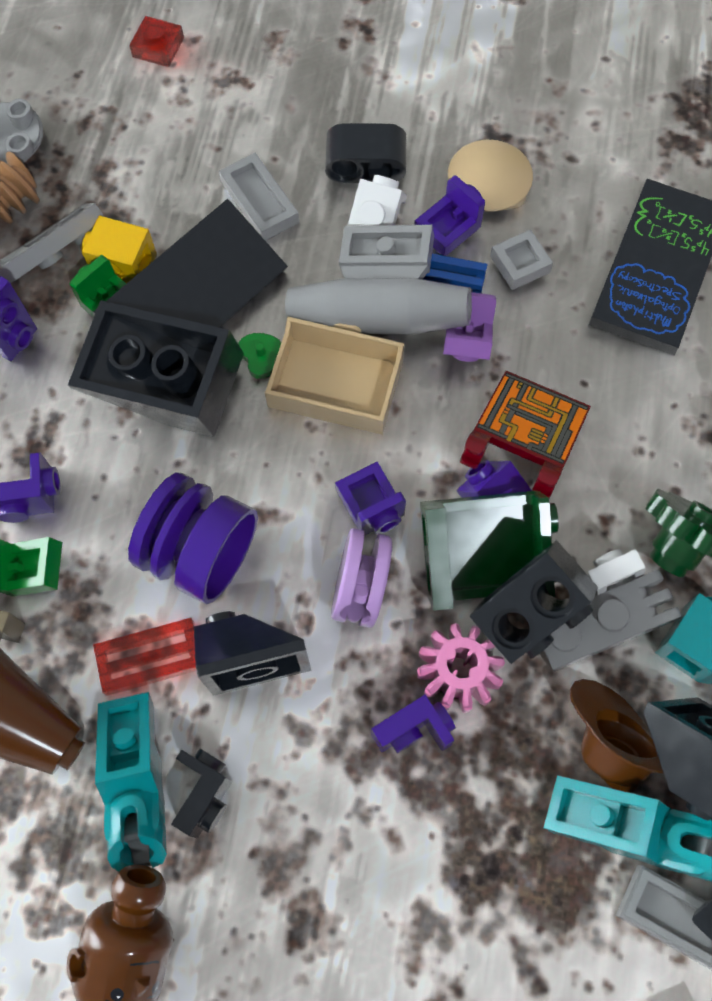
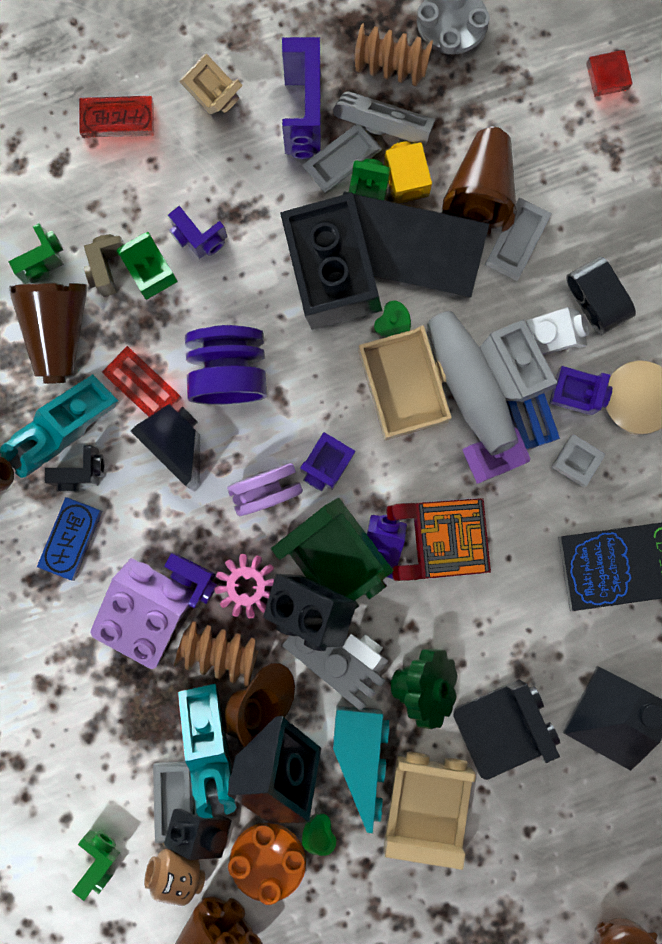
camera: 55 degrees right, 15 degrees up
(55, 308) = (337, 159): none -> light grey tile
(183, 183) = (485, 182): none -> reddish brown cone
(275, 855) = (69, 539): none -> blue tile
(422, 817) = (140, 613): none -> lavender bracket
(521, 746) = (217, 653): none -> medium nougat piece

